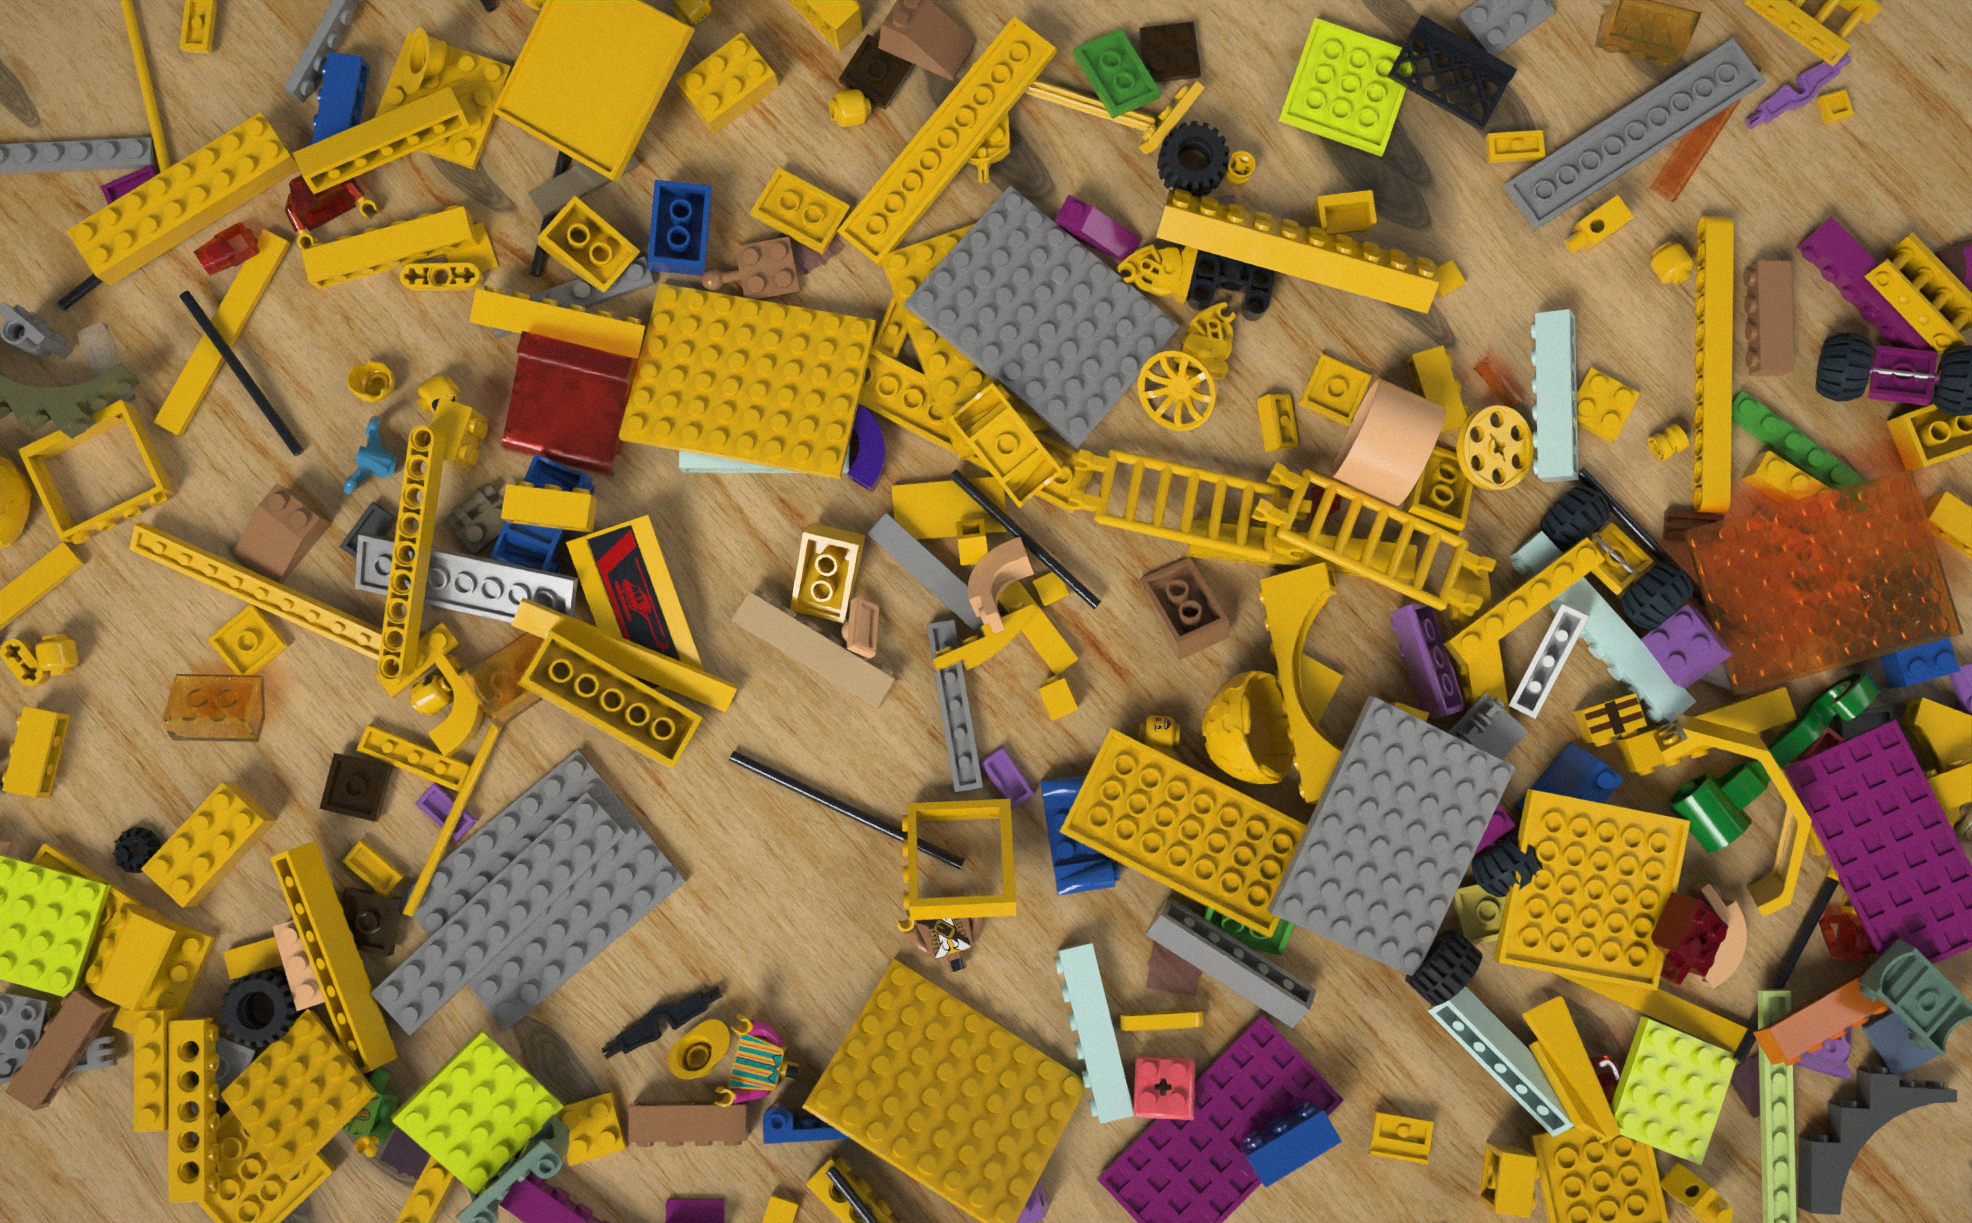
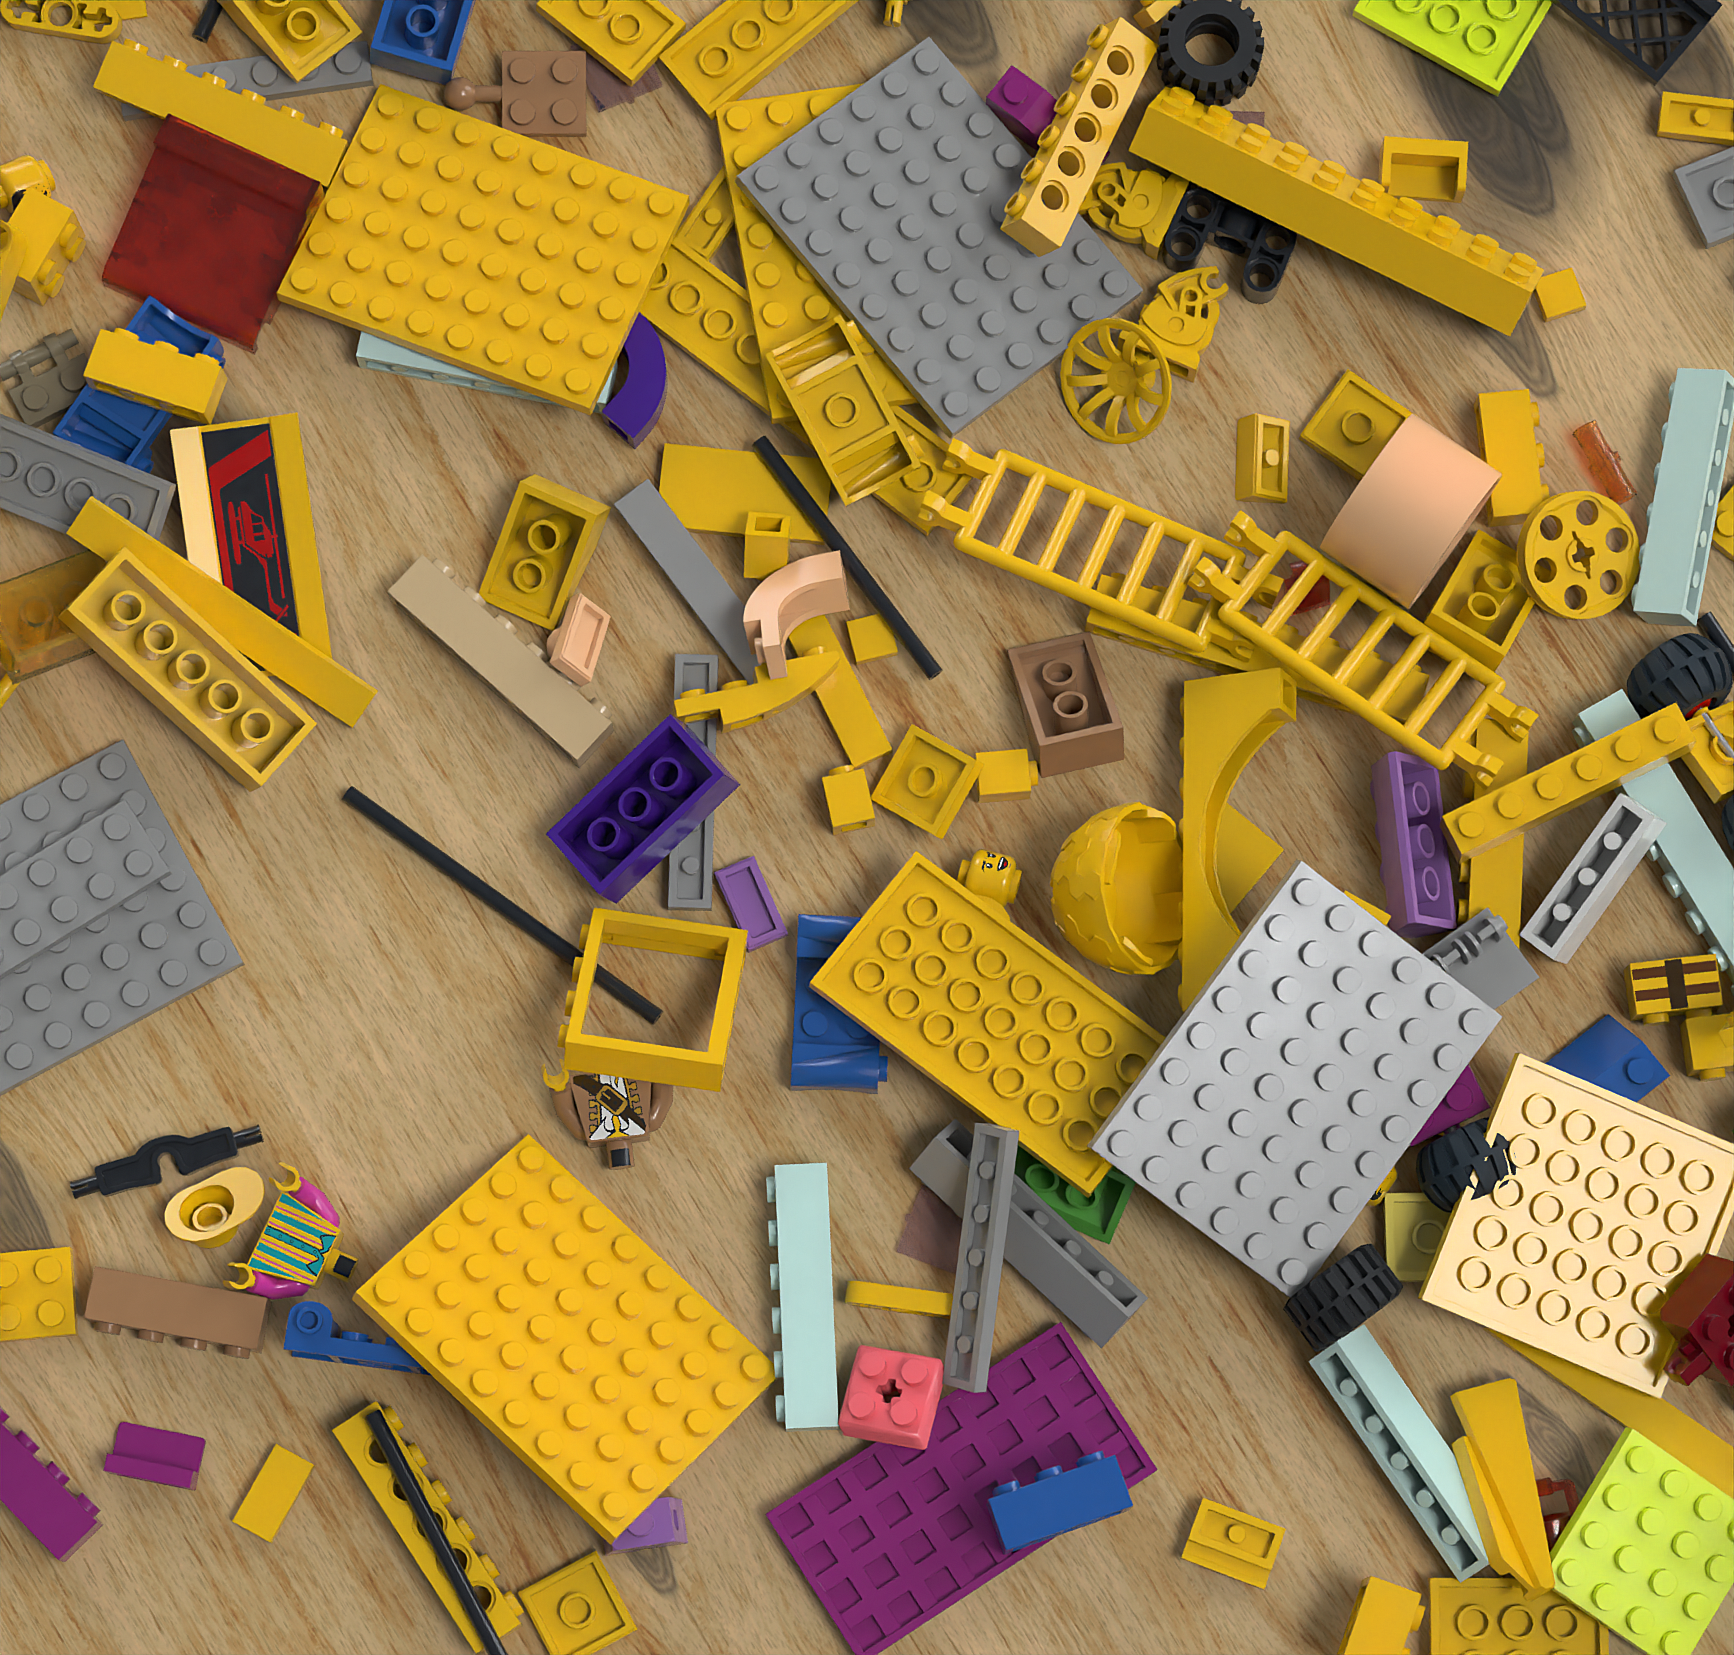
camera: 15 degrees right, 5 degrees down
(926, 733) = (643, 809): none -> dark purple brick
(1106, 677) = (927, 781): none -> yellow plate
(1121, 234) = (1128, 56): none -> yellow brick
(1155, 662) = (1006, 776): none -> yellow brick
(1206, 989) = (980, 1257): none -> light grey plate
(1242, 163) = (1279, 65): yellow wheel -> none

